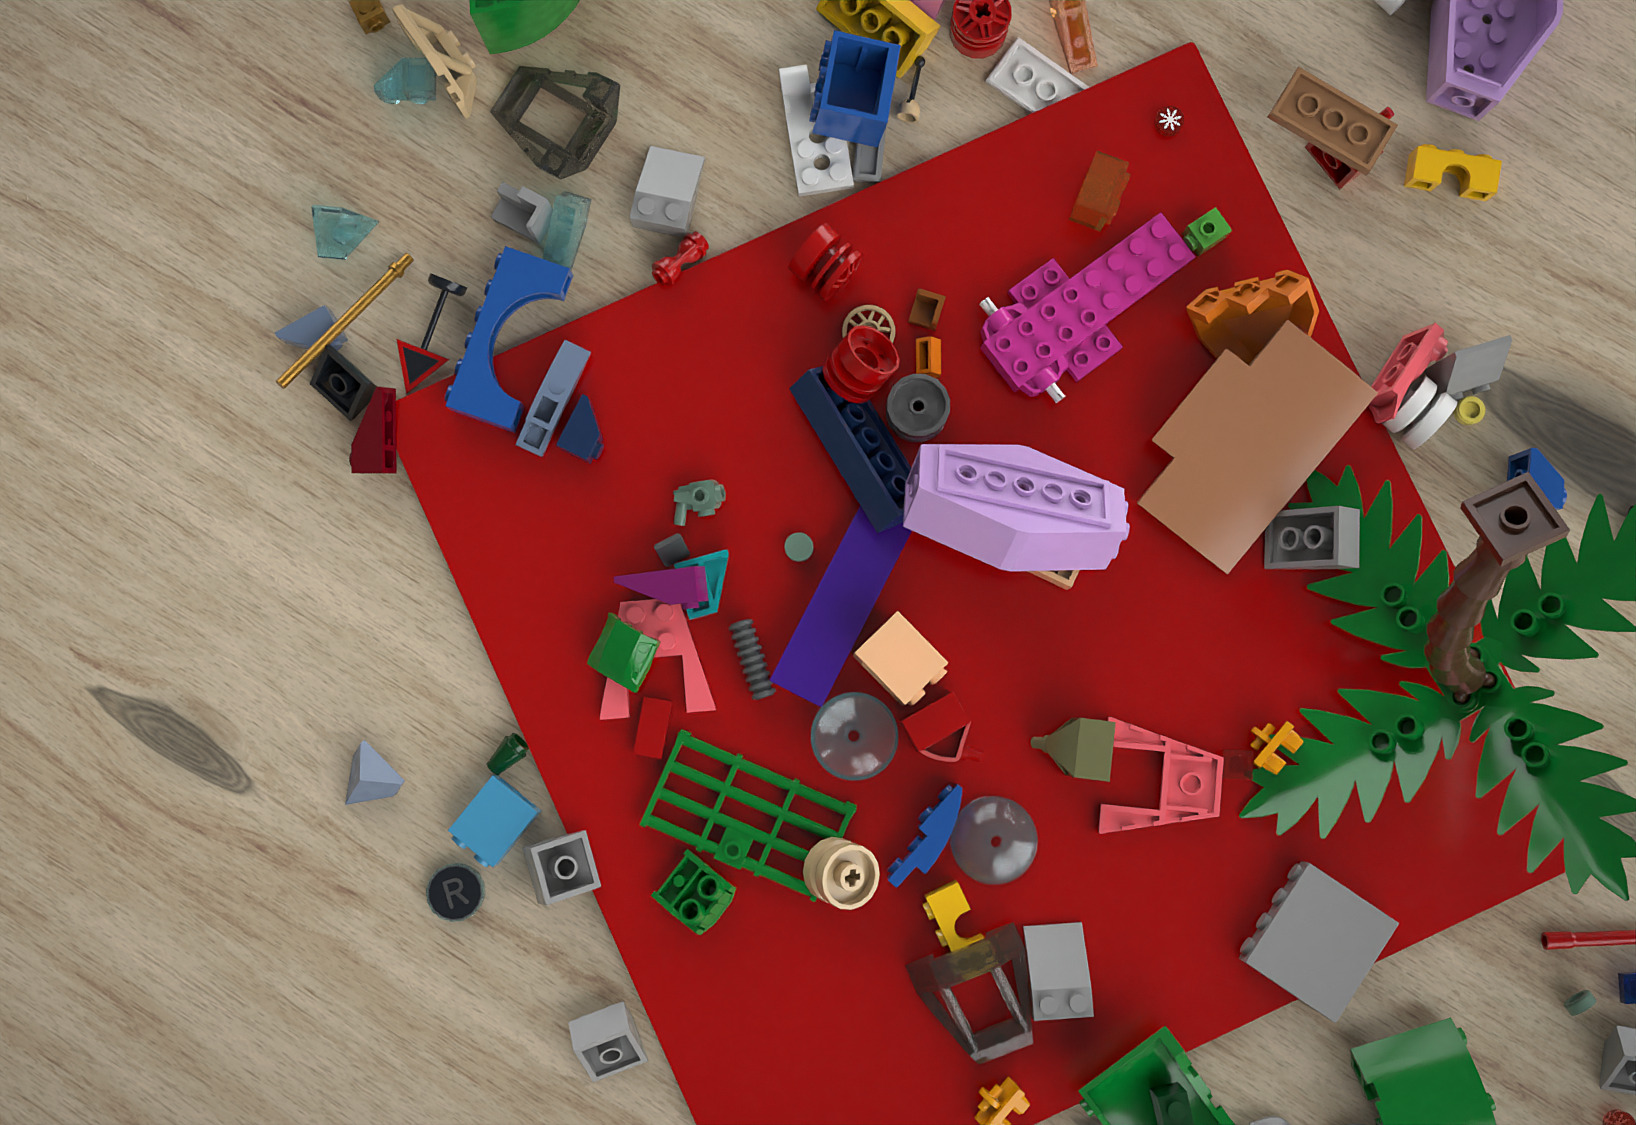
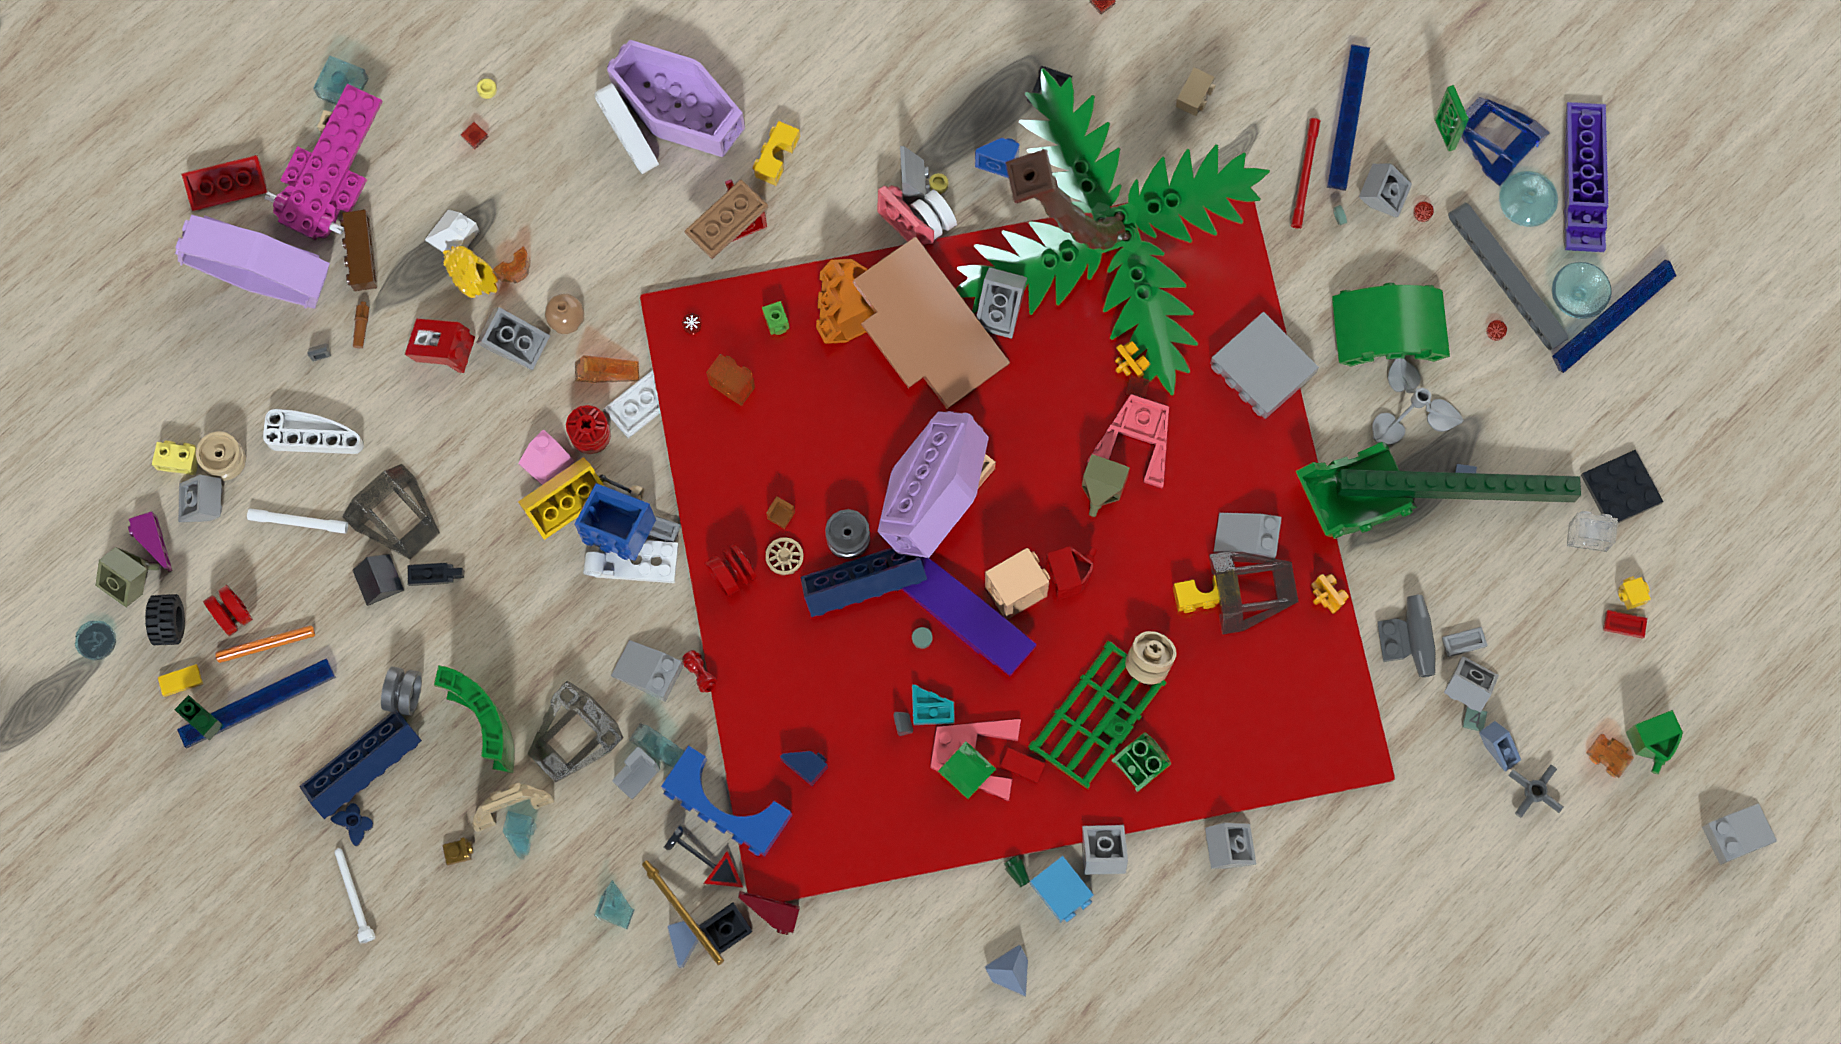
camera: 75 degrees left, 10 degrees down
(455, 892) = (1105, 929): black tile -> none
(553, 397) = (776, 778): sand blue slope -> none
(672, 586) = (929, 725): magenta slope -> none
(699, 496) = (870, 695): sand green piece -> none
(752, 659) = (992, 686): dark grey piece -> none
(860, 364) = (809, 562): red wheel -> none
(876, 736) = (1062, 615): clear light blue dish -> none
(934, 356) = (814, 514): orange piece -> none
(937, 826) = (1136, 590): blue slope -> none
(973, 835) = (1150, 569): clear light blue dish -> none
(1063, 320) = (811, 426): dark pink piece -> none

